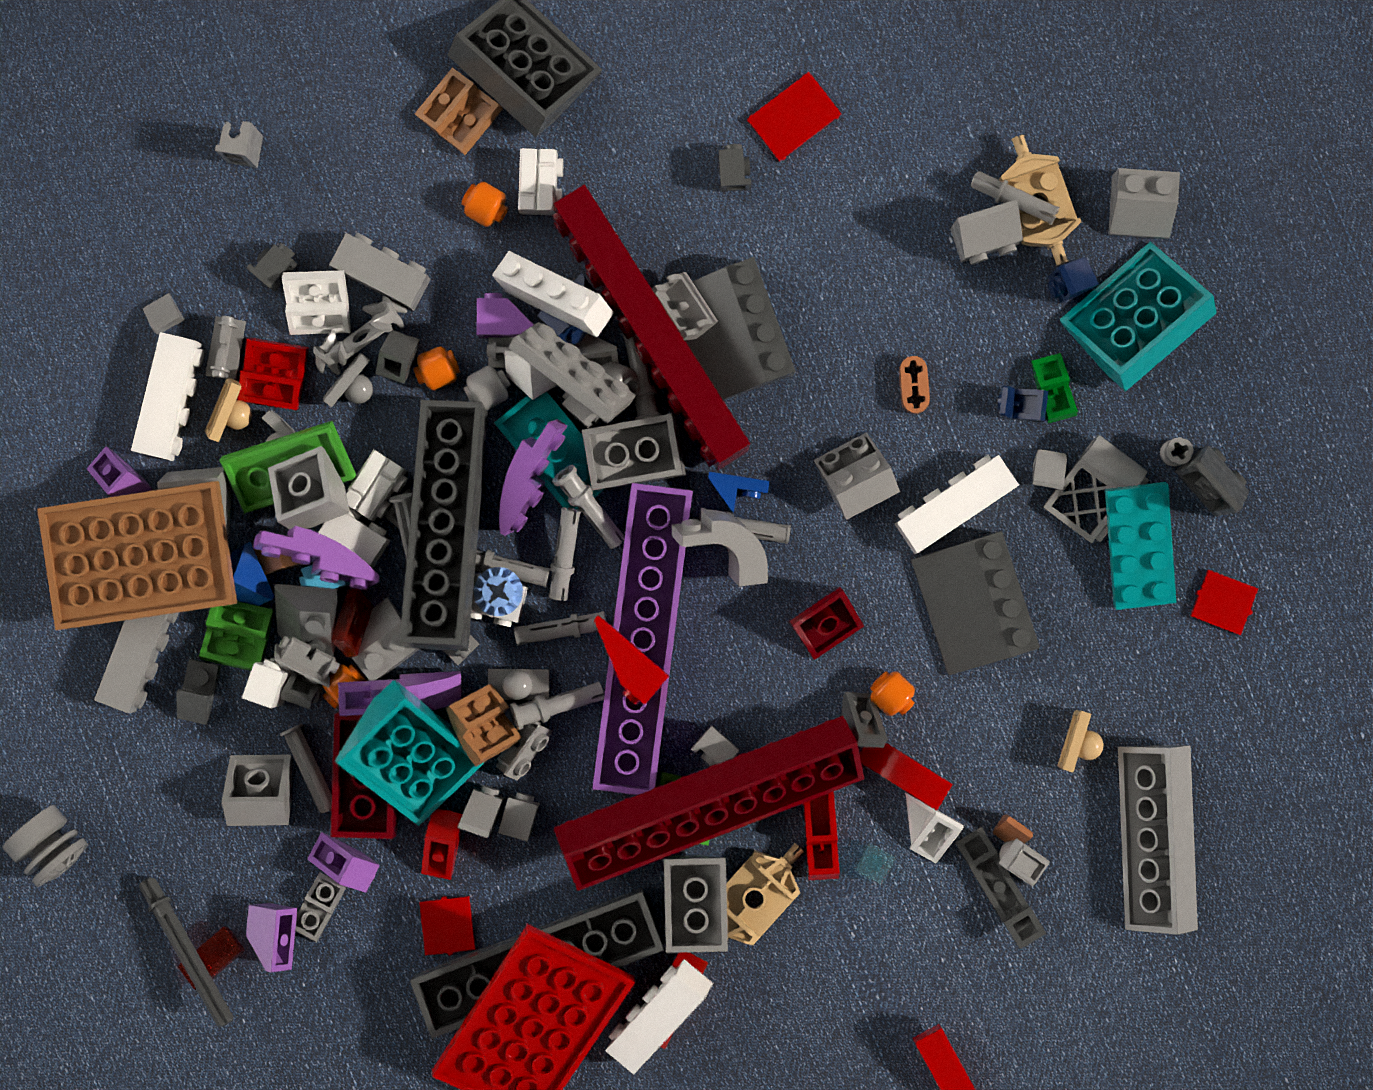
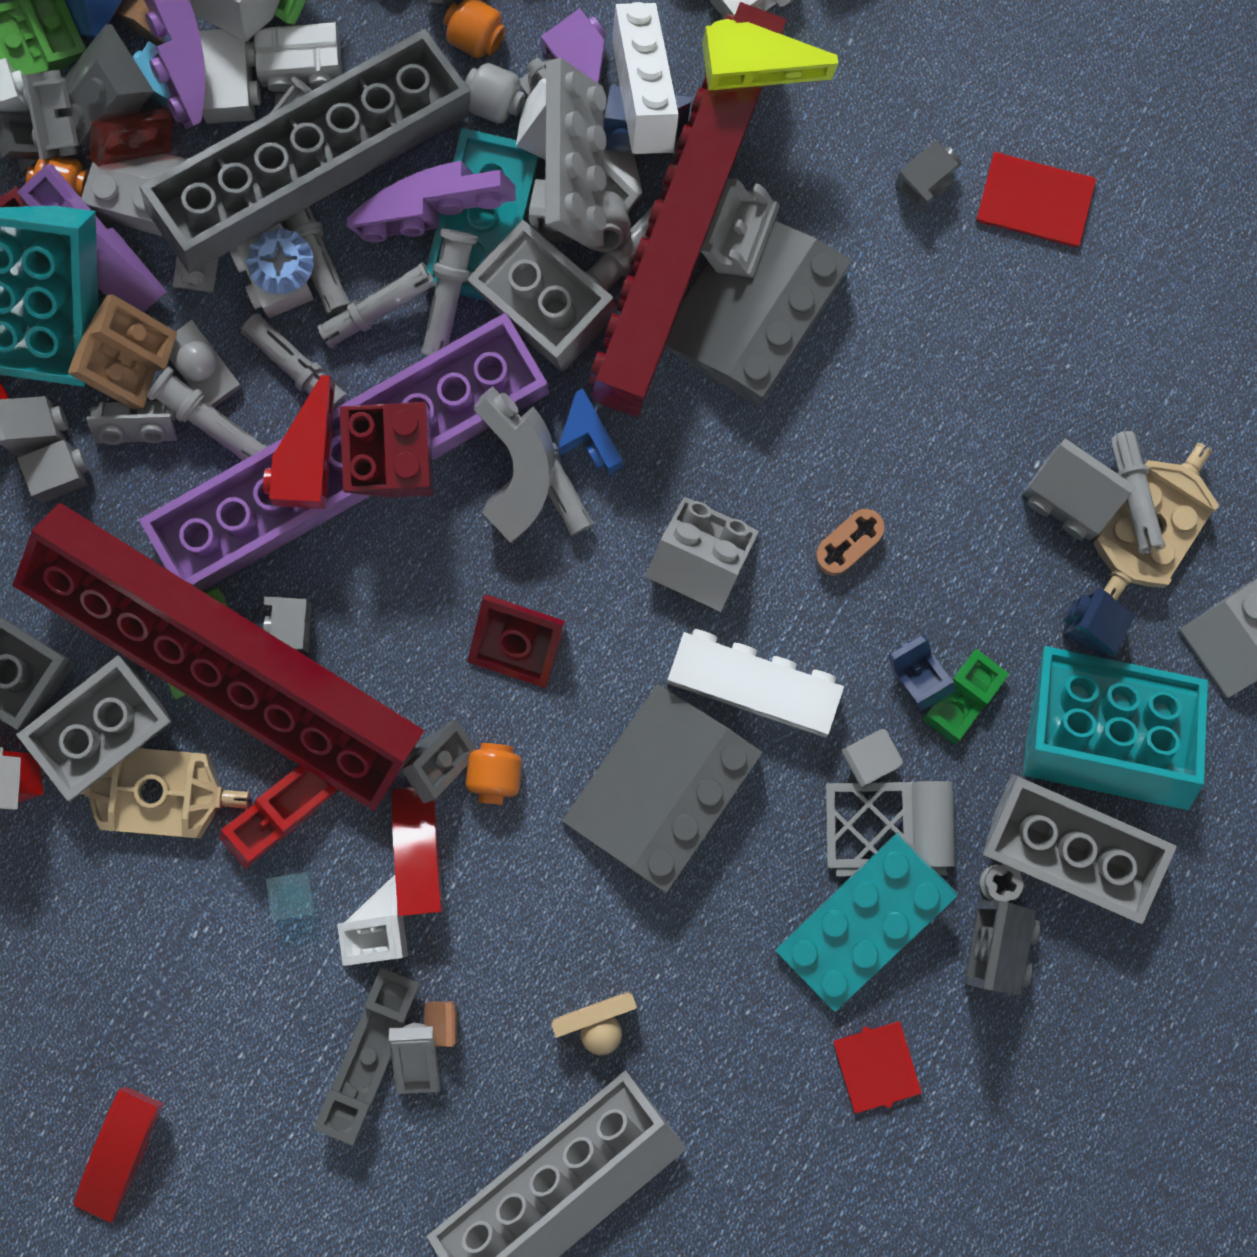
camera: 50 degrees right, 5 degrees down
(596, 222) = (754, 56): none -> neon yellow slope
(665, 615) = (387, 450): none -> dark red slope
(1191, 393) = (1078, 849): none -> light grey slope

